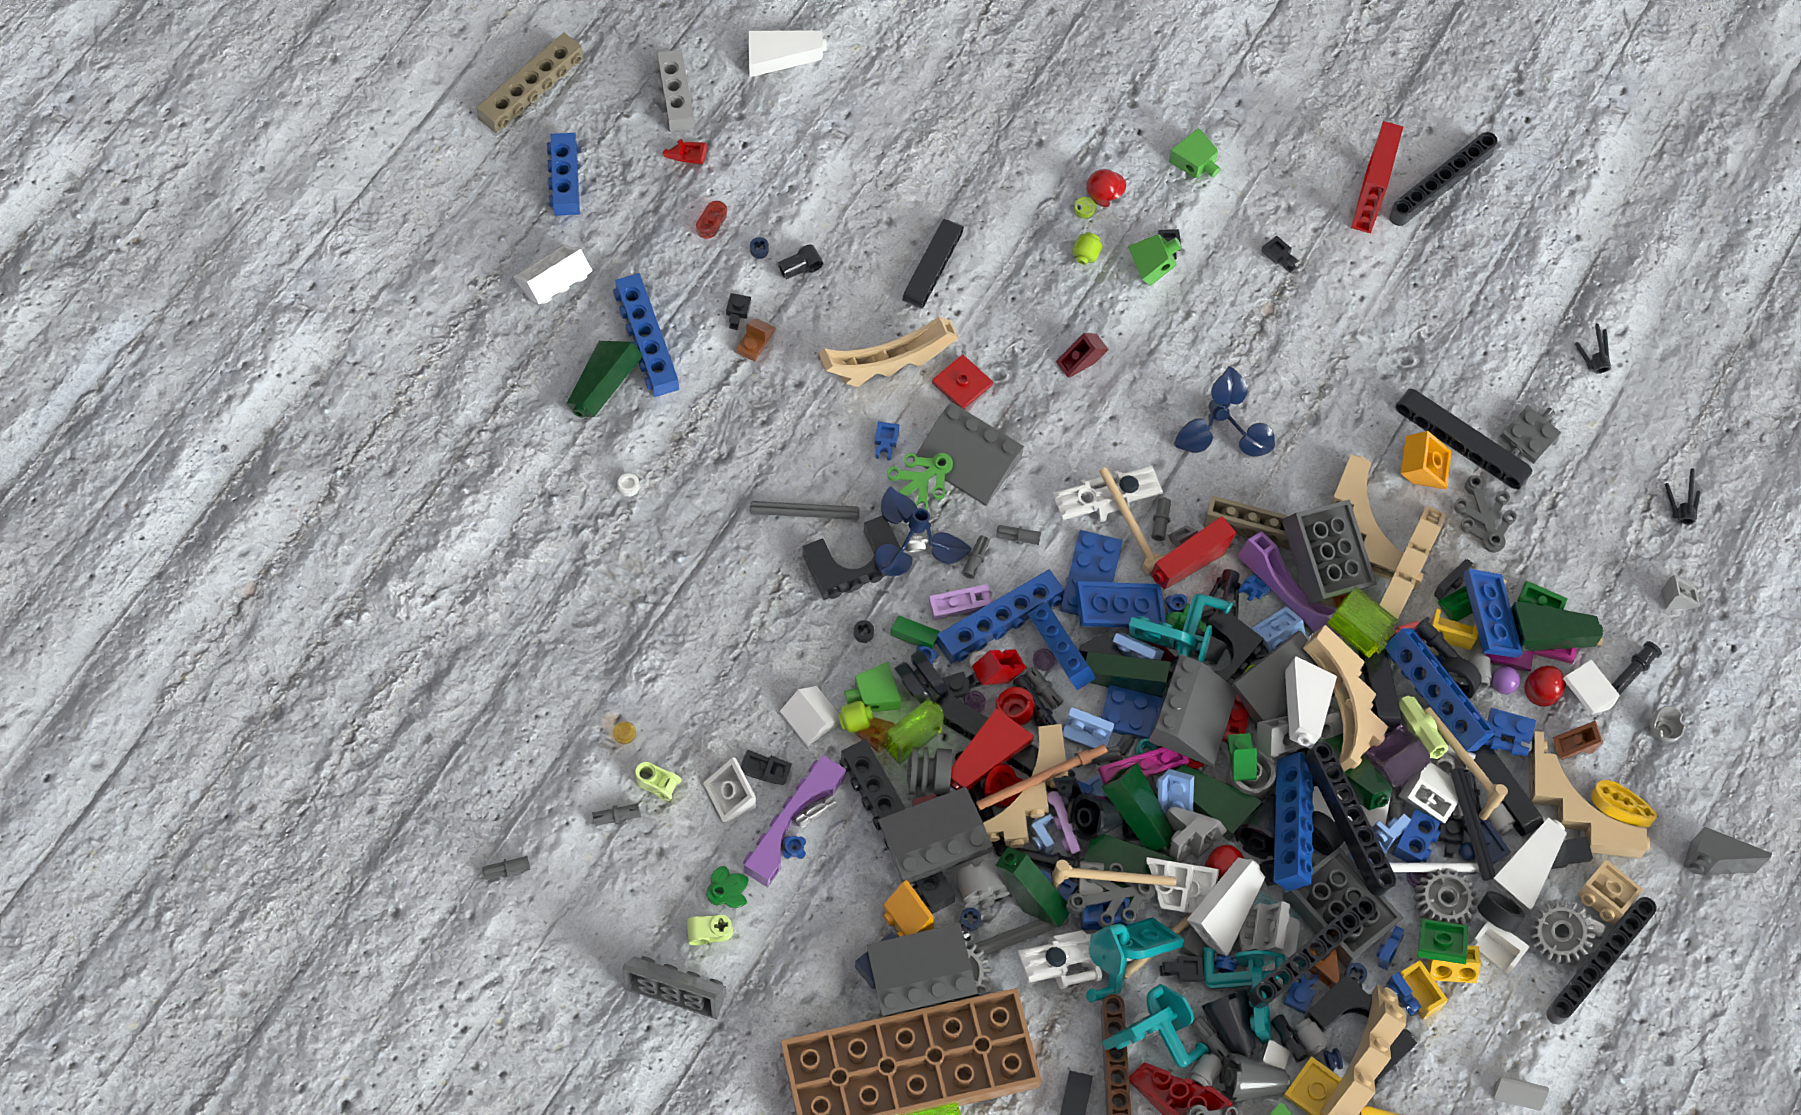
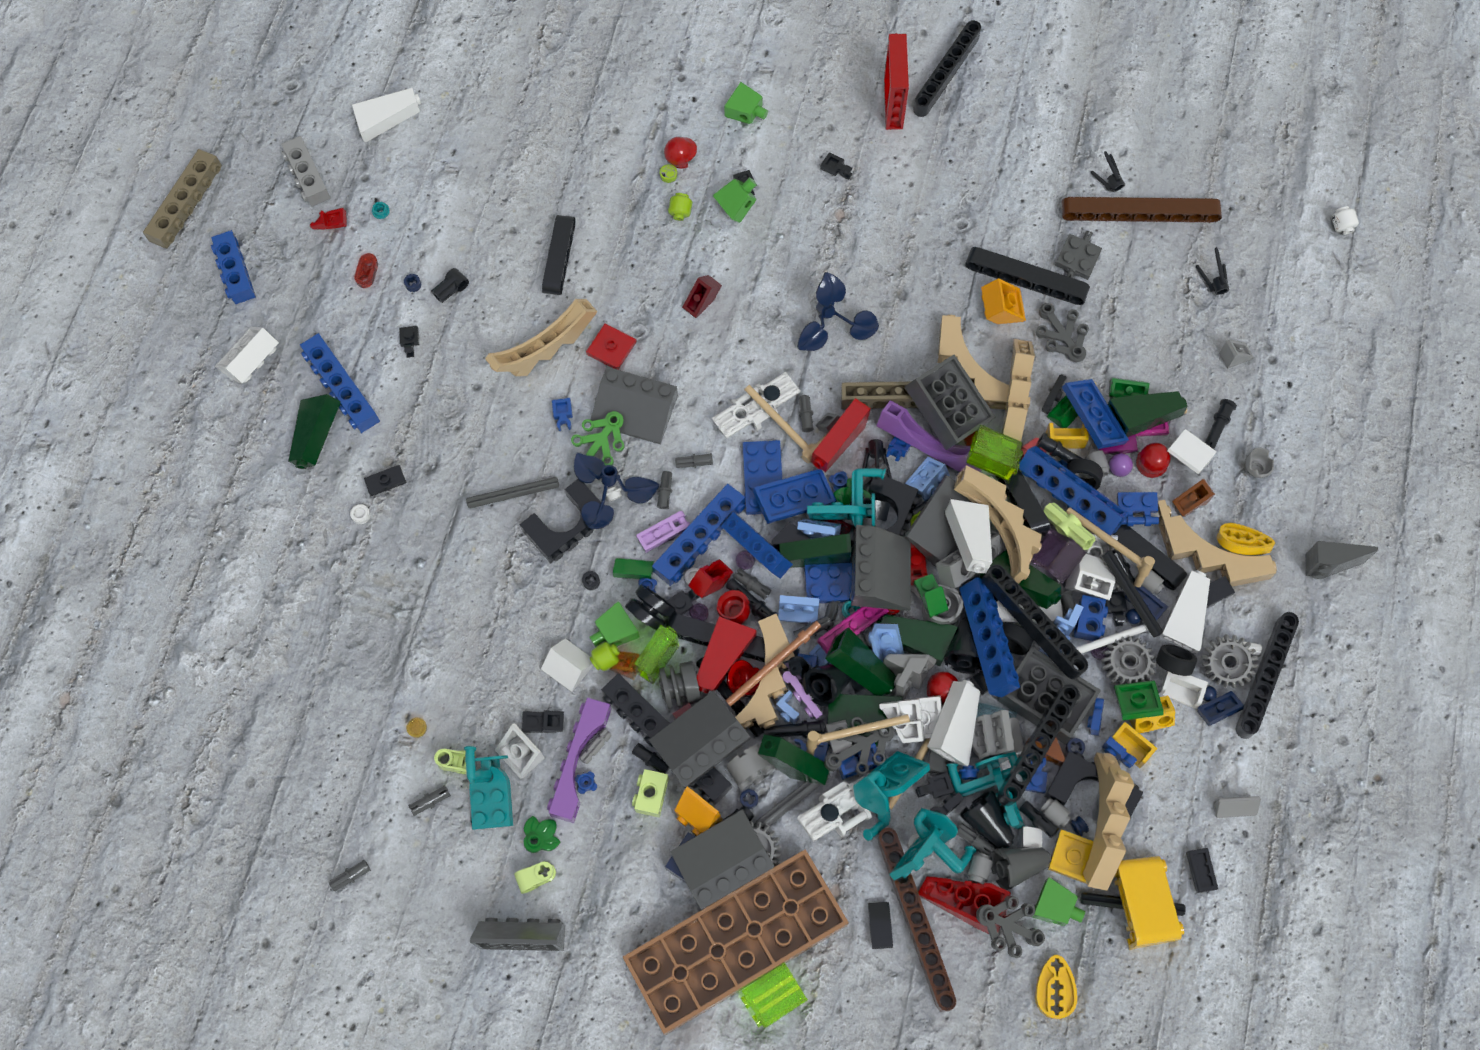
camera: 10 degrees left, 5 degrees up
(666, 456) = (385, 480): none -> black plate
(685, 822) = (488, 791): none -> teal plate
(746, 152) = (378, 206): none -> teal plate
(755, 339) = (431, 360): dark orange slope -> none
(861, 893) = (653, 805): none -> yellowish green brick
(873, 842) = (650, 758): none -> black axle
(1195, 991) = (950, 803): none -> black plate
(1533, 979) = (1220, 707): none -> dark blue plate
(1609, 892) = (1256, 616): tan plate -> none
(1621, 402) = (1141, 209): none -> reddish brown beam

